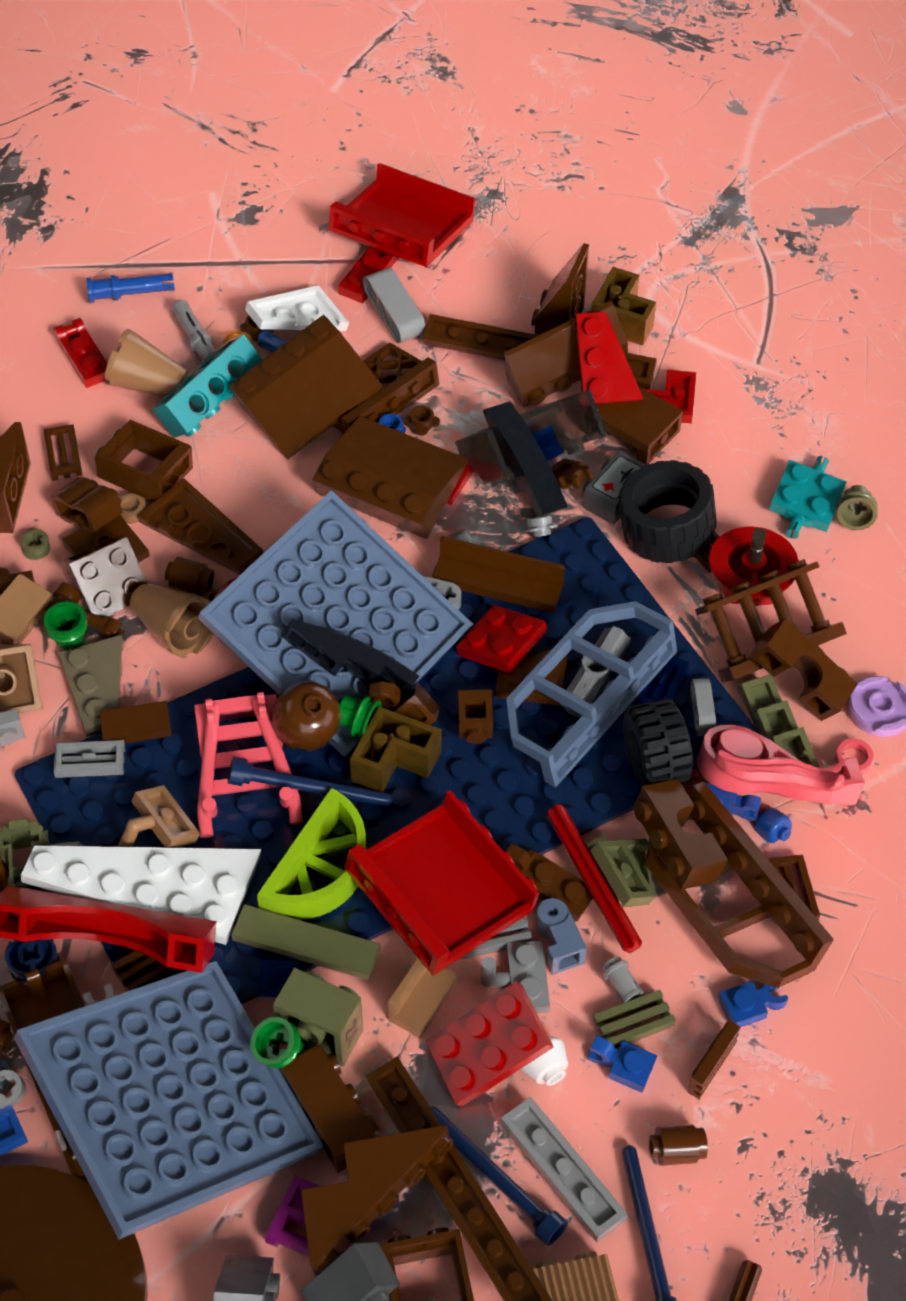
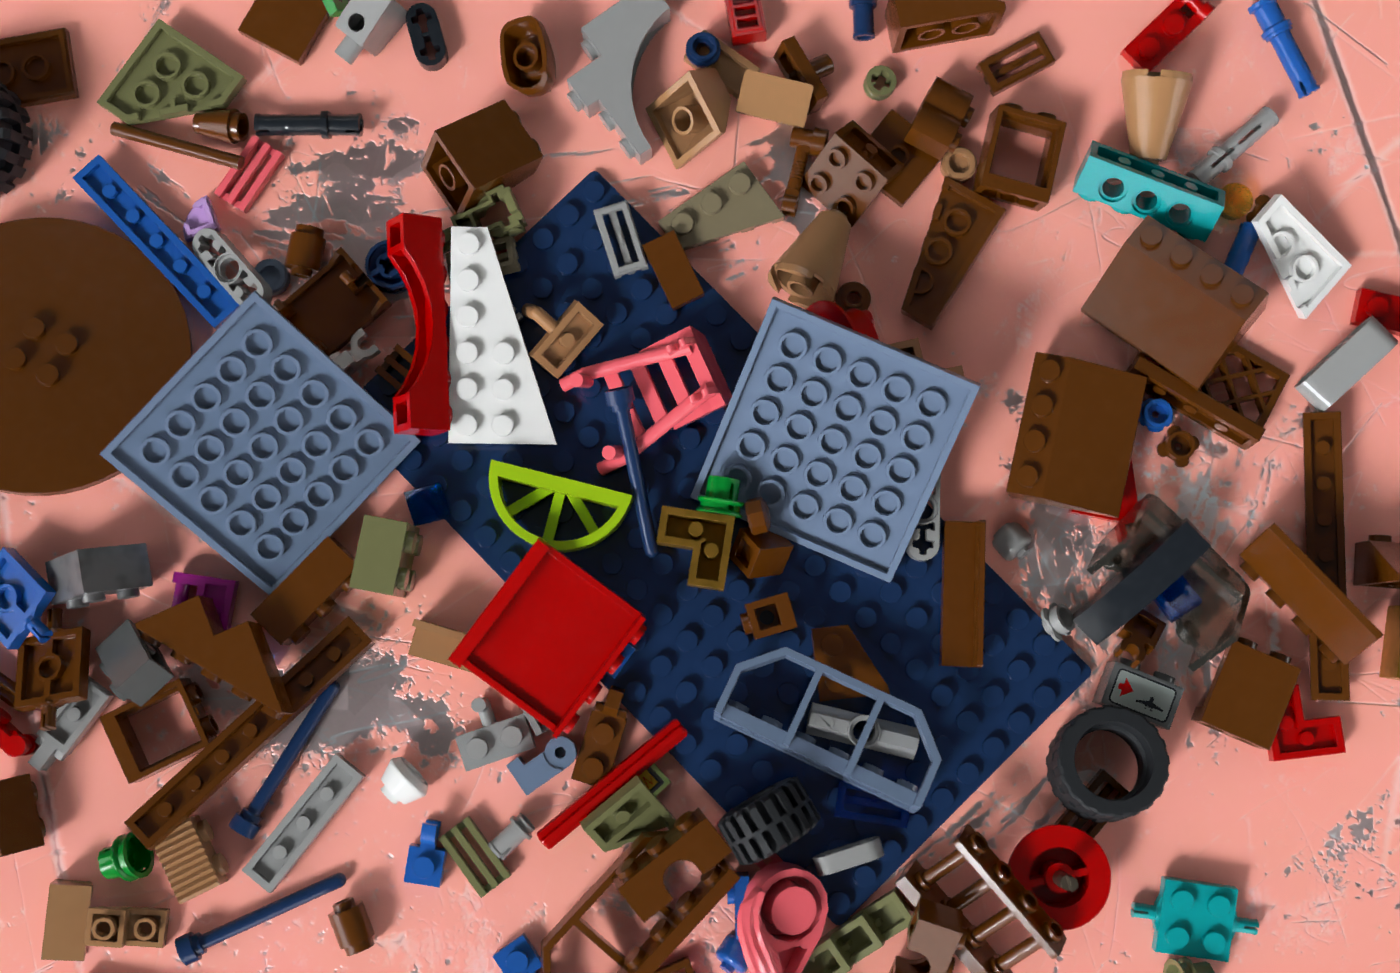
camera: 75 degrees right, 30 degrees up
(66, 624) = (771, 144): green piece -> none
(189, 576) = (878, 260): reddish brown brick -> none
(276, 1031) = (336, 522): green piece -> none
(306, 716) = (703, 444): reddish brown cylinder -> none
(306, 942) = (469, 519): olive tile -> none
(337, 650) = (783, 458): black slope -> none
(489, 1044) = (400, 726): red plate -> none
(502, 638) = (878, 619): red plate -> none
(603, 362) = (1297, 642): red wing -> none
(713, 1059) = (445, 943): reddish brown tile -> none

